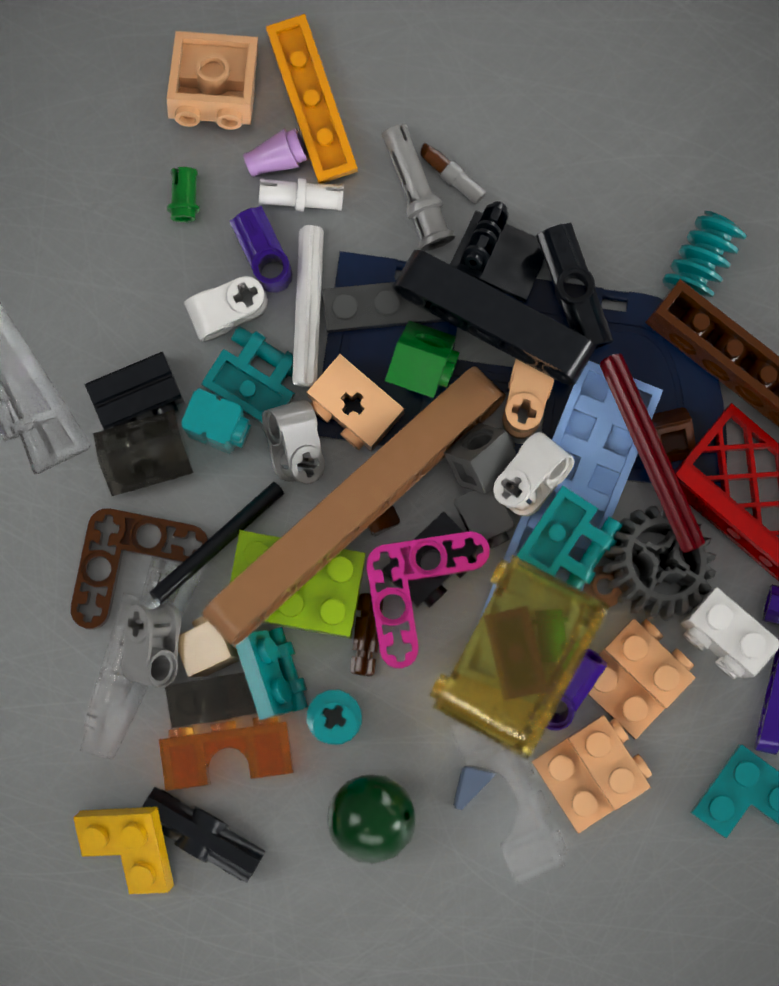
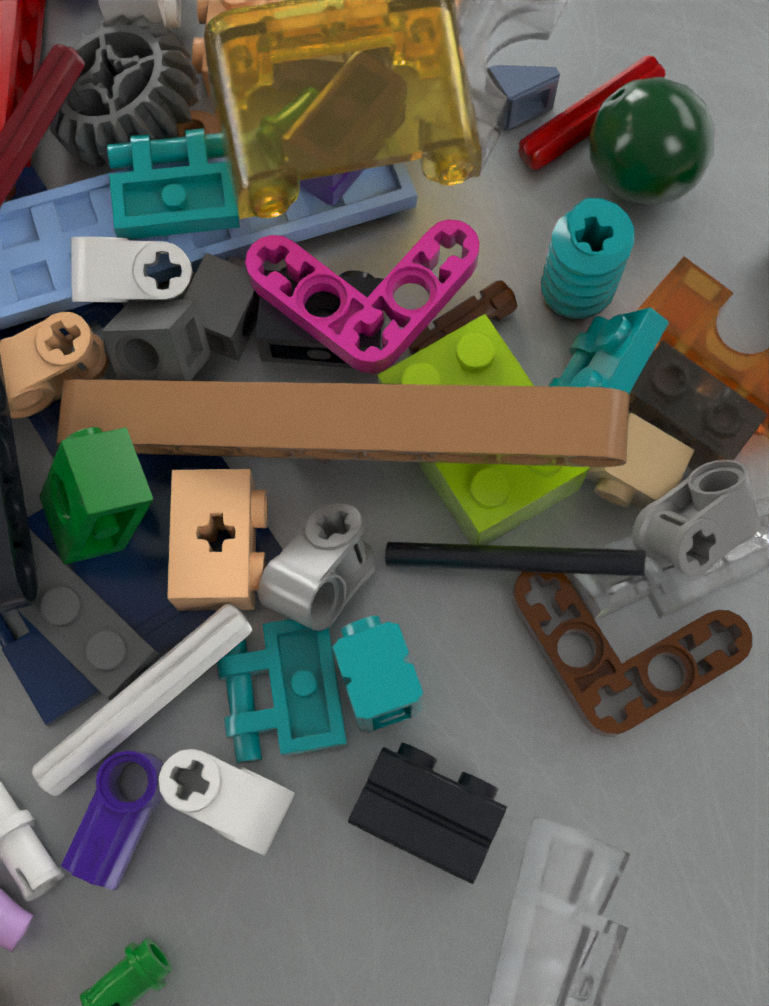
camera: 130 degrees left, 10 degrees down
(142, 453) = (491, 736): clear smoke brick -> none
(428, 820) = (576, 121): none -> red axle

